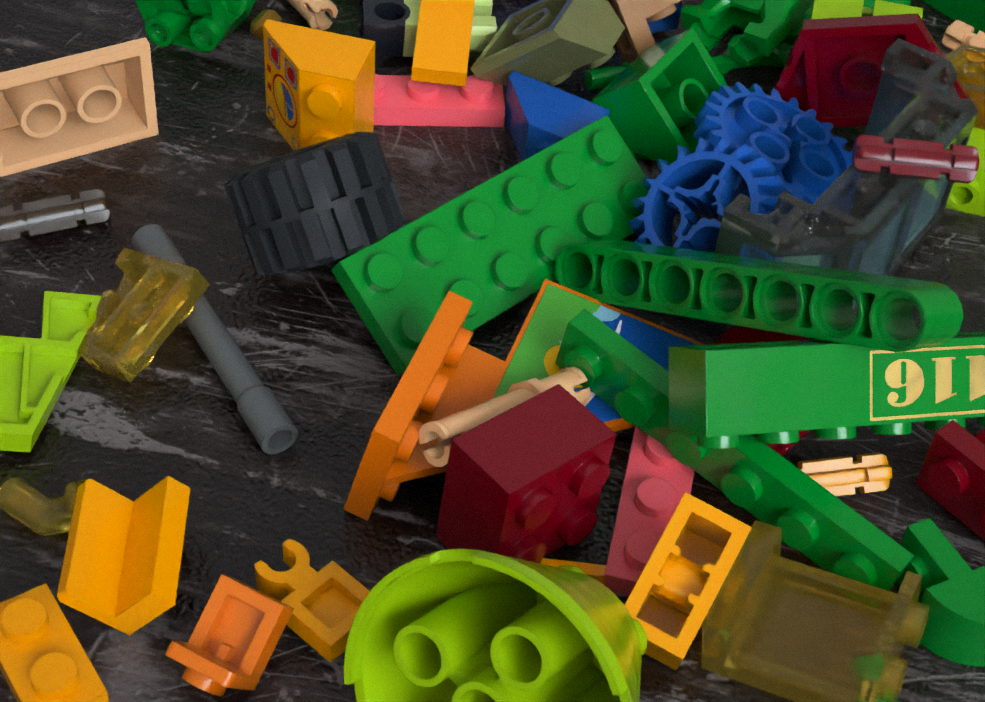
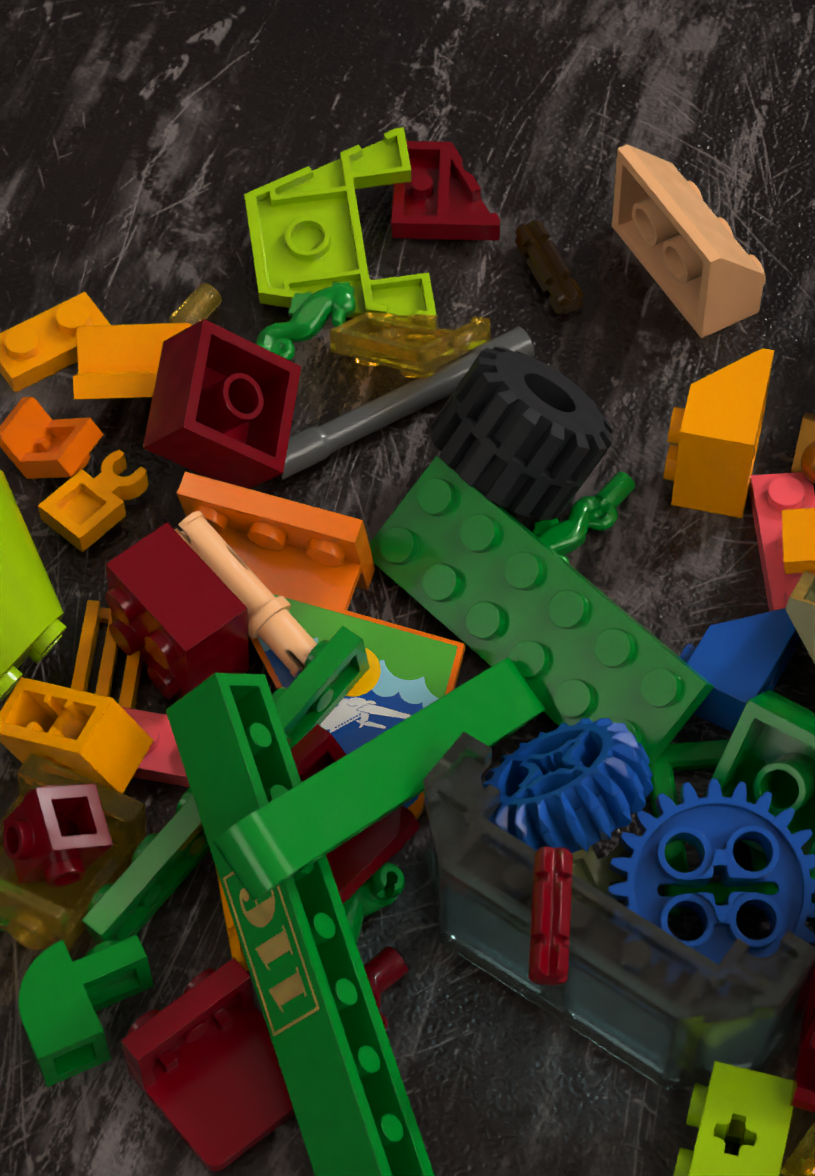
camera: 95 degrees right, 10 degrees up
(79, 388) = (308, 316): none -> green animal
(235, 439) = (222, 406): none -> dark red brick
(814, 585) = (56, 834): none -> dark red brick

